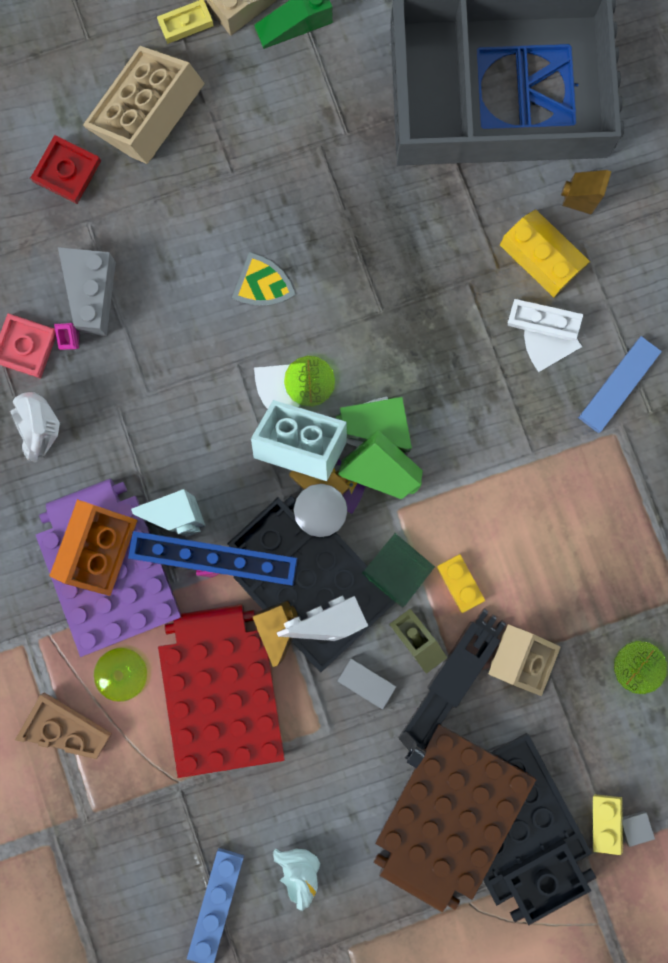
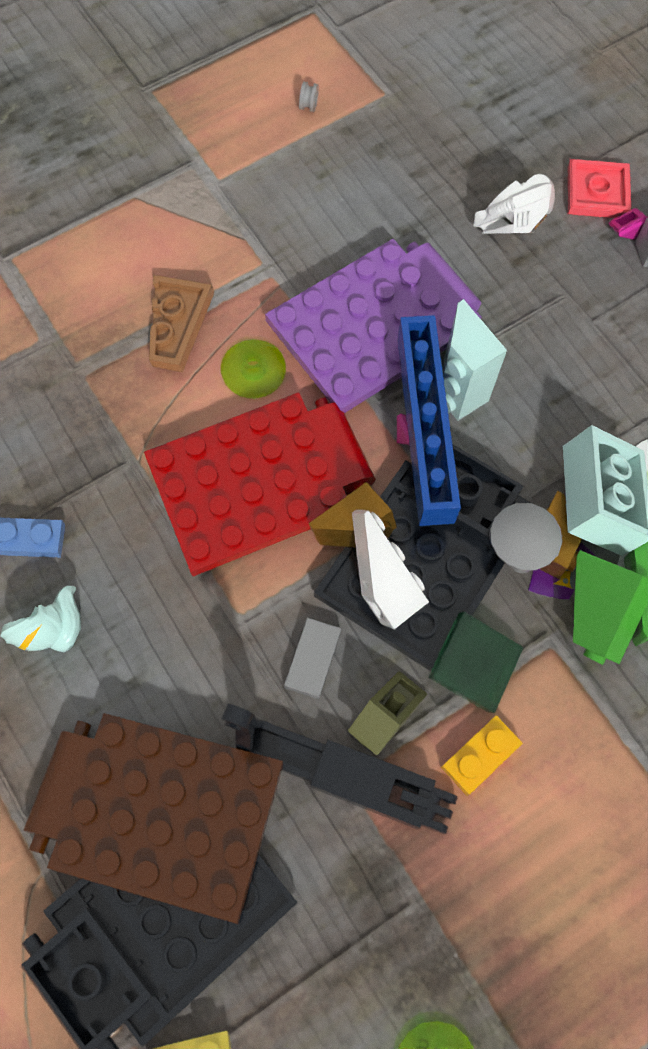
camera: 75 degrees right, 15 degrees down
(93, 548) = (396, 287): orange slope -> none
(524, 660) = (402, 873): tan slope -> none

